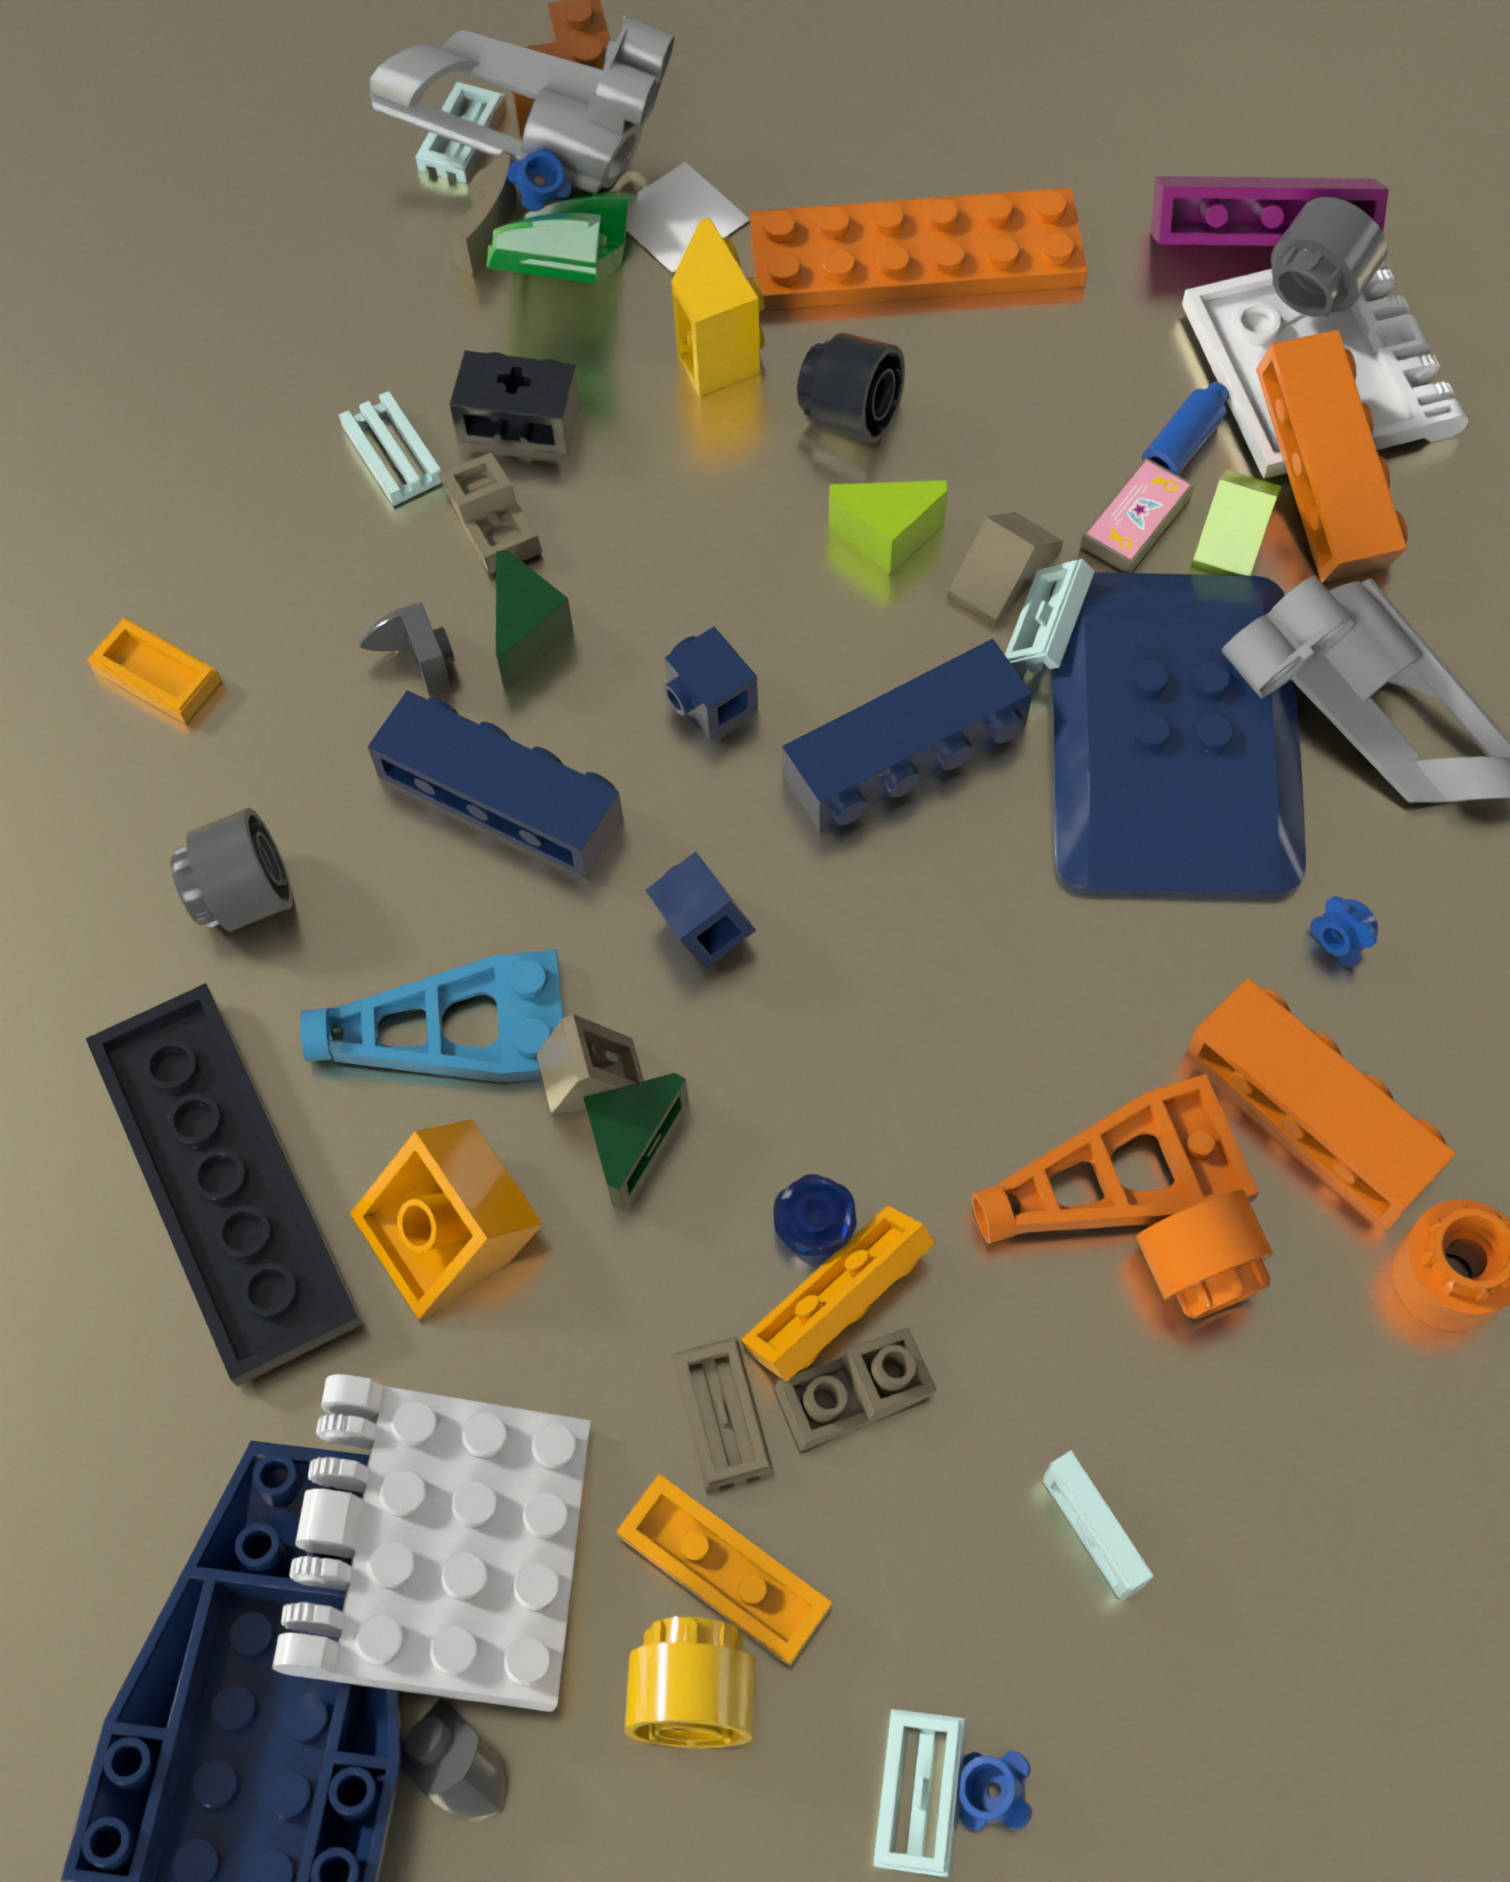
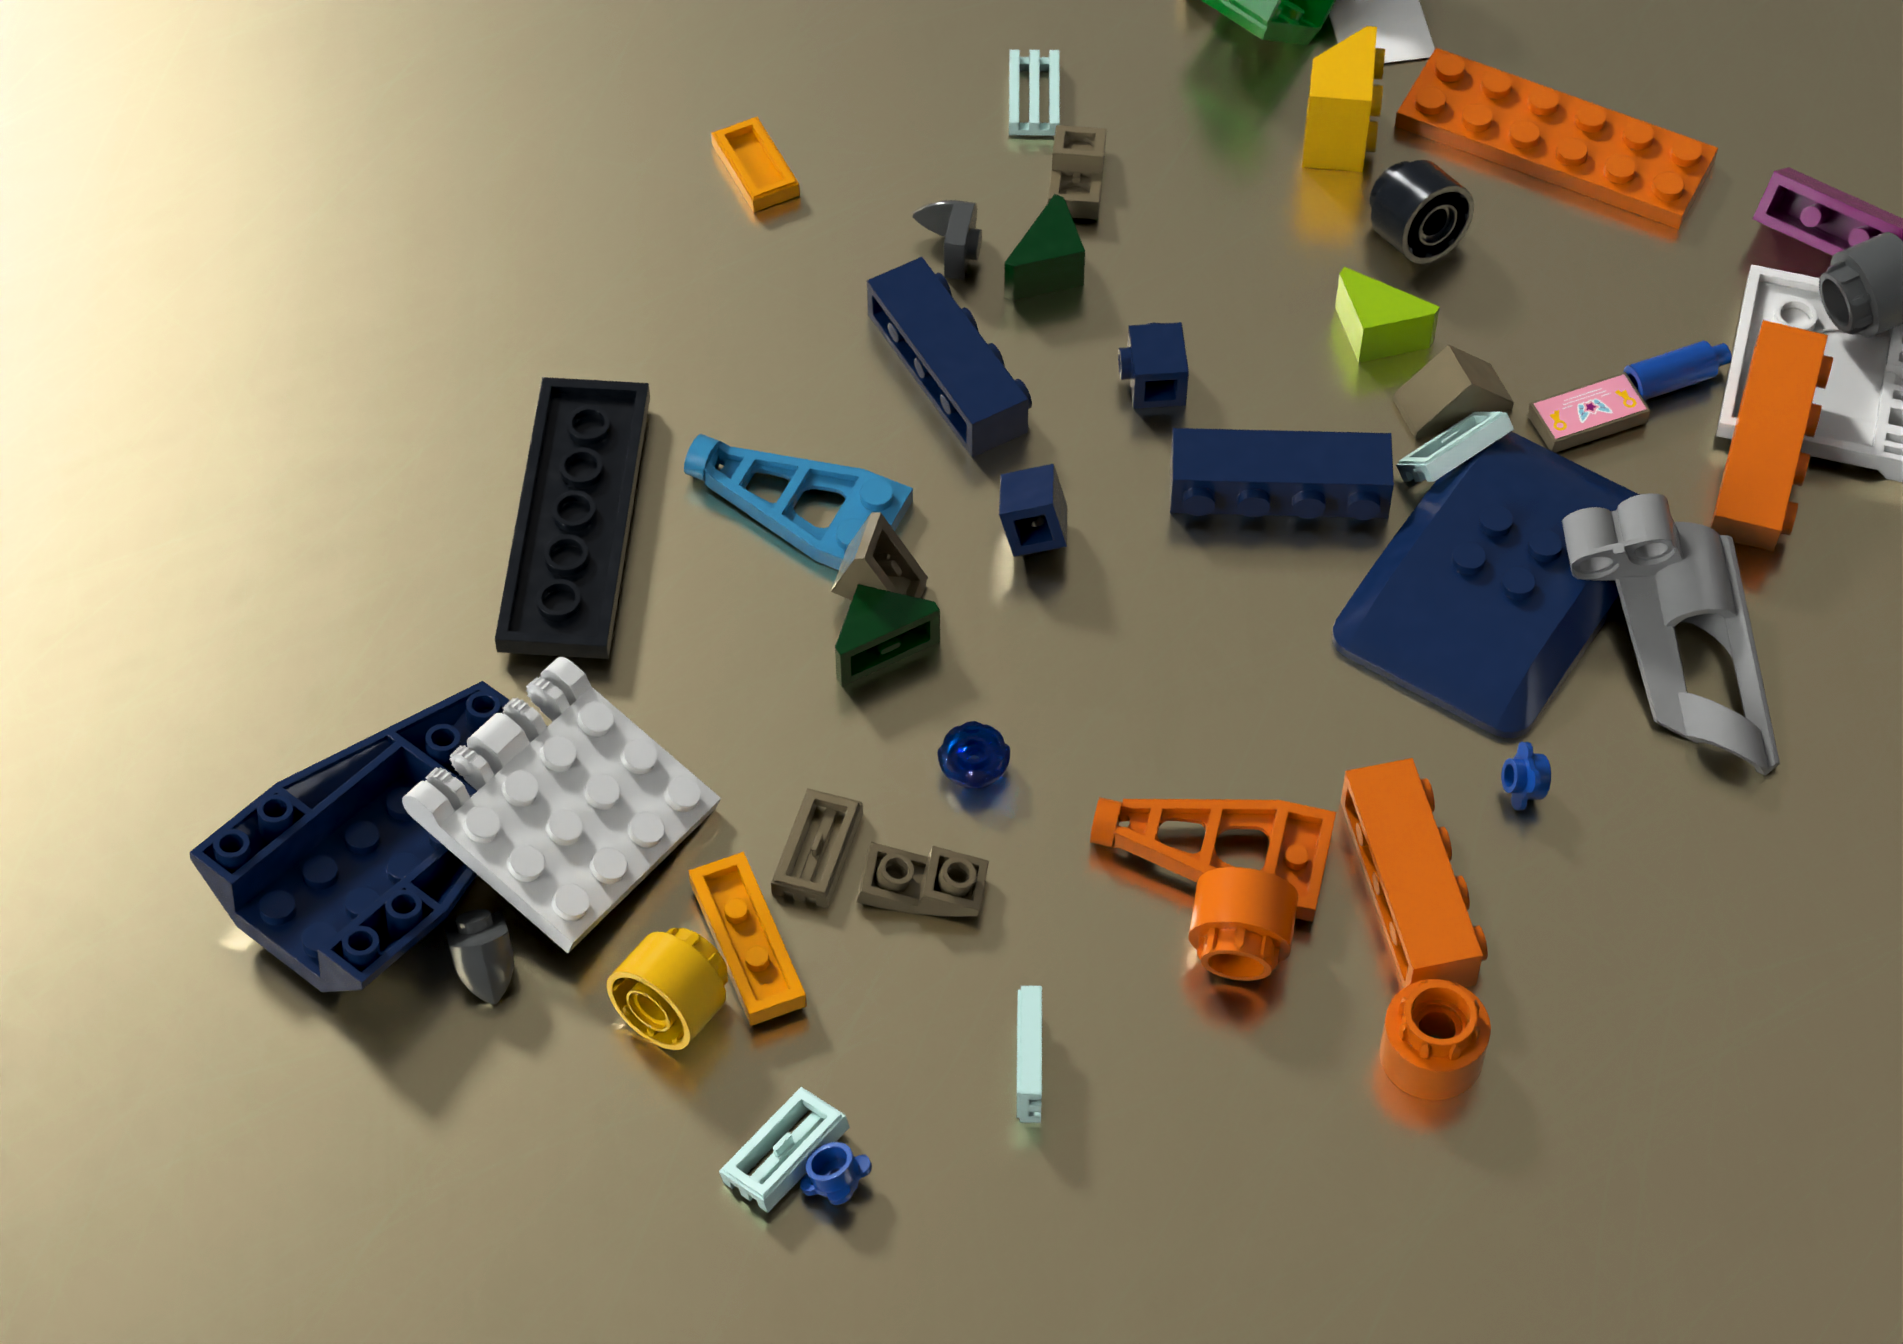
camera: 30 degrees right, 10 degrees down
(231, 872) = (715, 319): dark grey piece -> none
(444, 1216) = (711, 615): light orange slope -> none
(515, 402) = (1149, 101): black brick -> none
(838, 1293) = (954, 812): light orange plate -> none
(1235, 525) = (1666, 453): slope -> none

